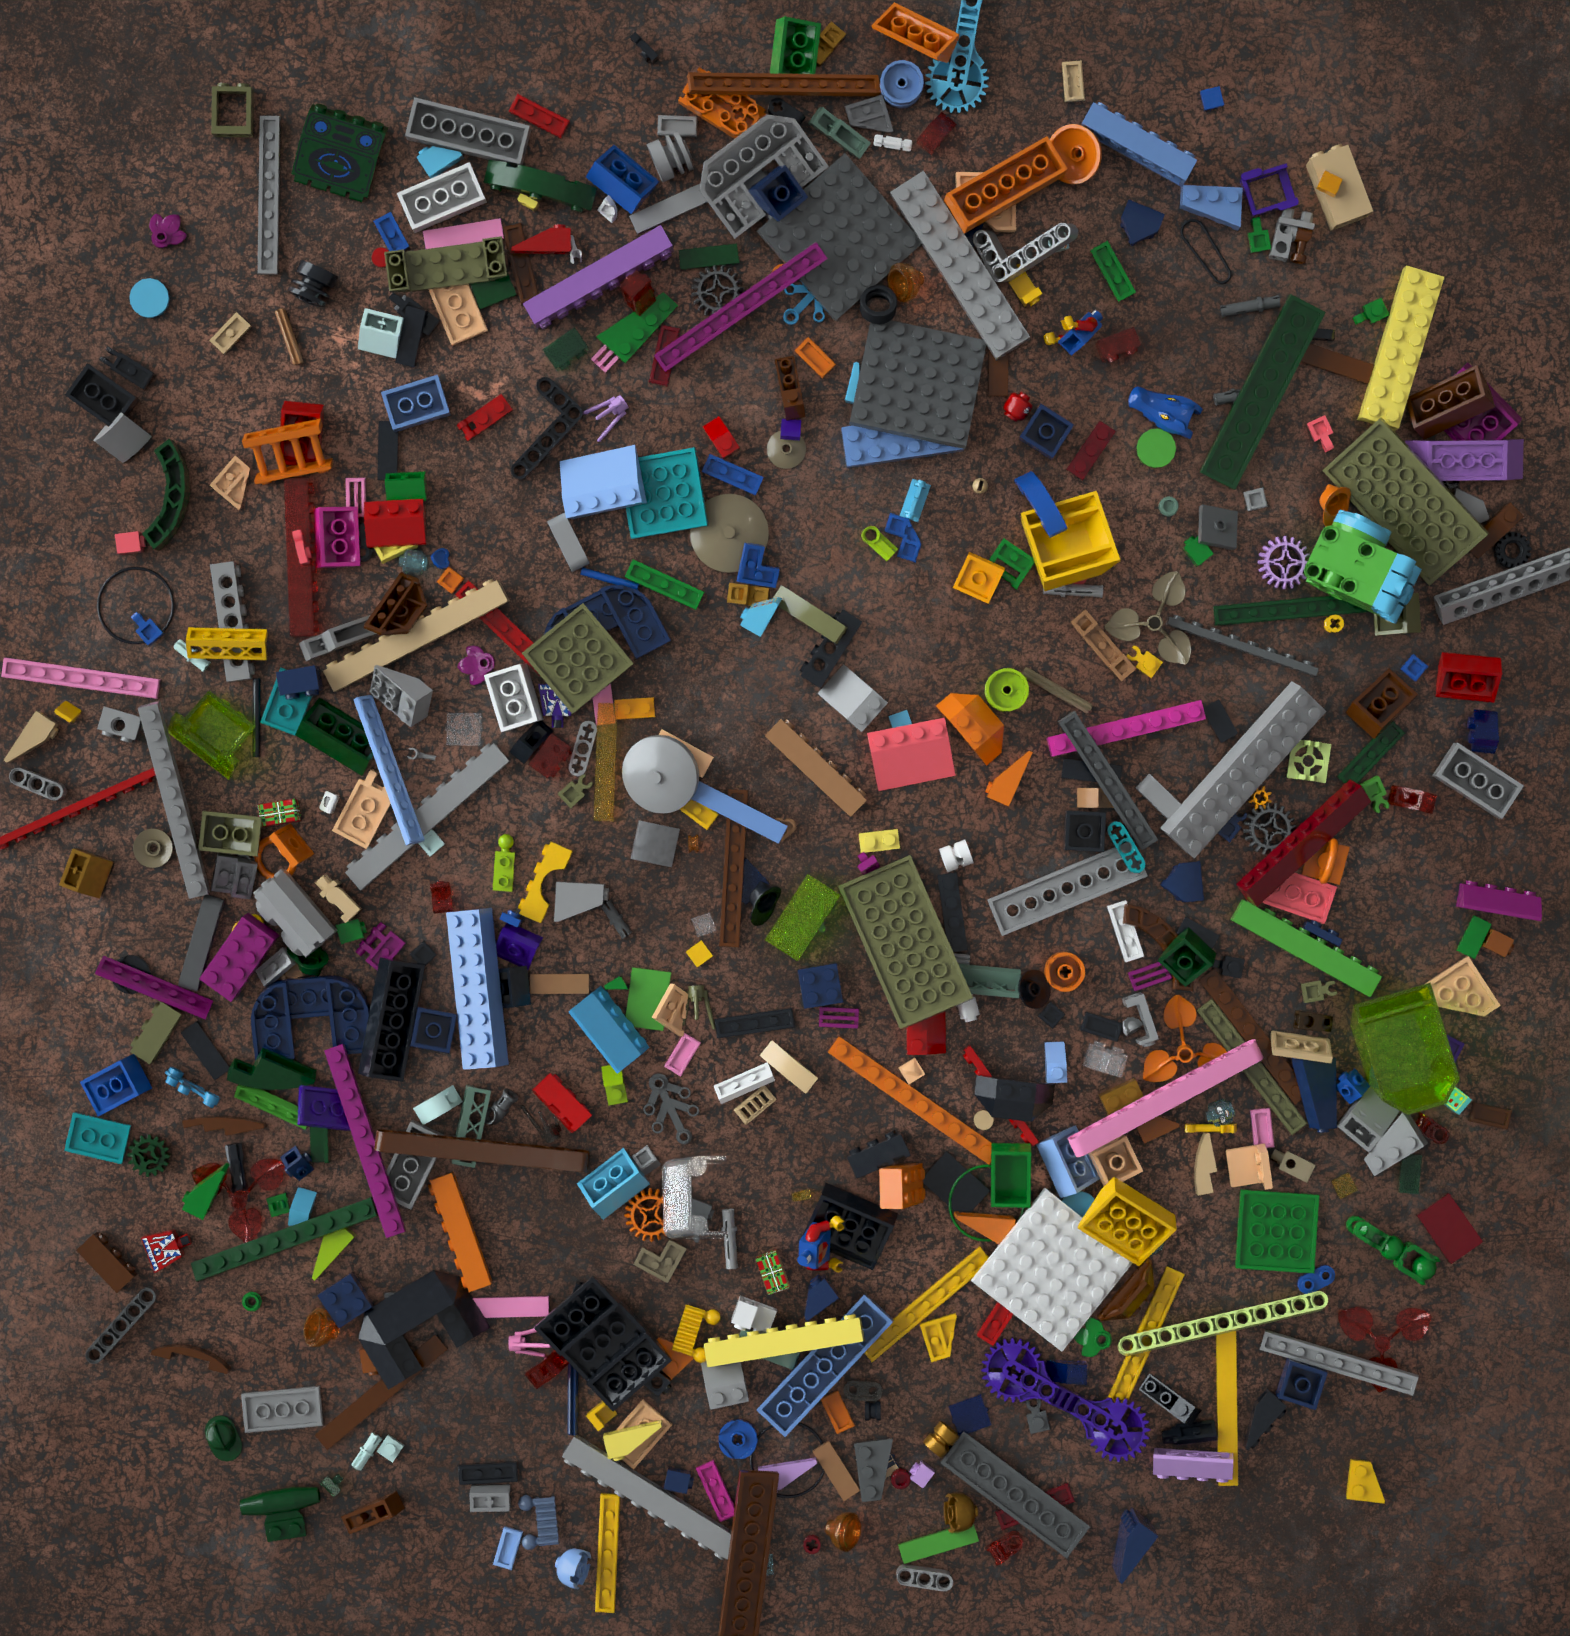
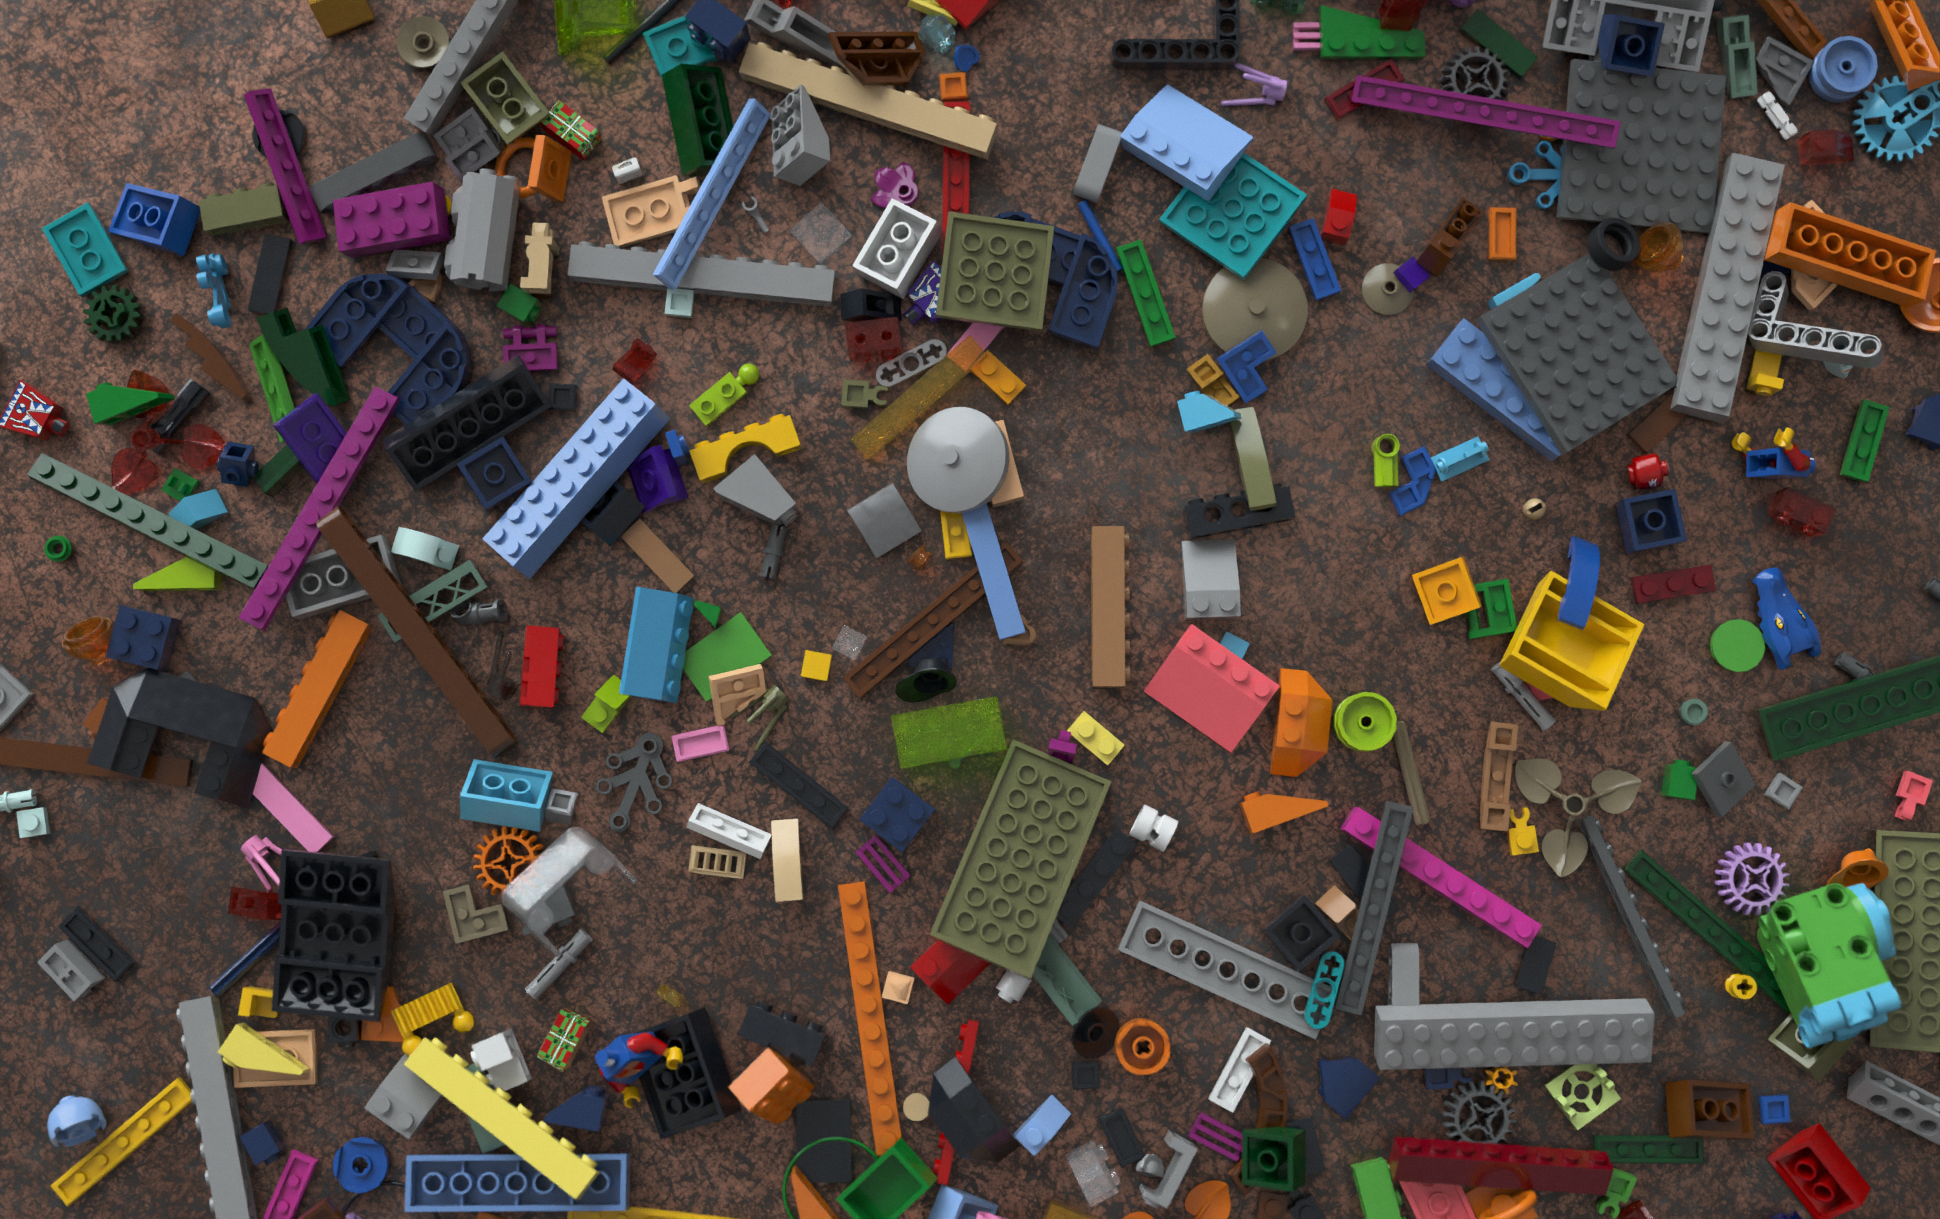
camera: 45 degrees right, 5 degrees down
(311, 964) = (451, 296): dark green piece -> none
(508, 1547) = (37, 1035): light blue tile -> none
(546, 1521) = (100, 1048): sand blue gear -> none

